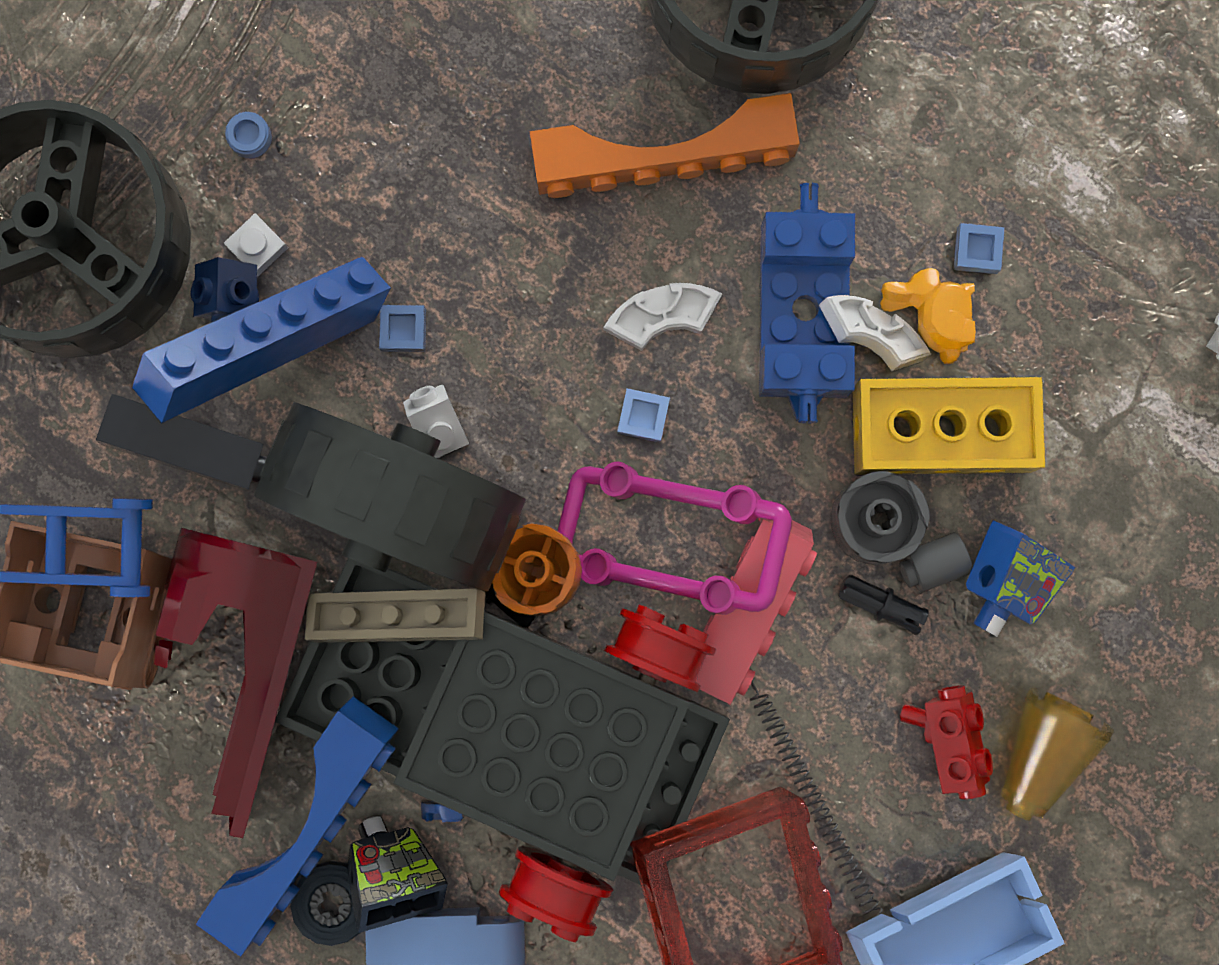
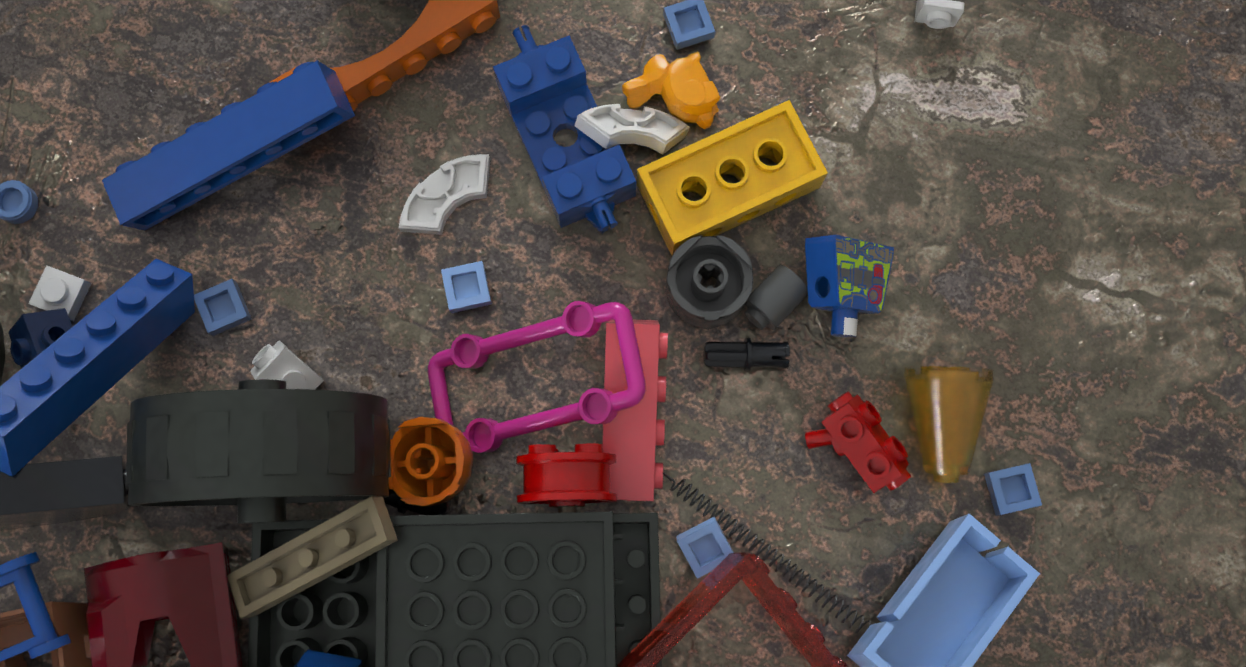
camera: 25 degrees left, 5 degrees down
(478, 177) = (228, 146): none -> blue brick
(758, 768) = (704, 546): none -> light blue plate
(1078, 850) = (1013, 489): none -> medium blue tile

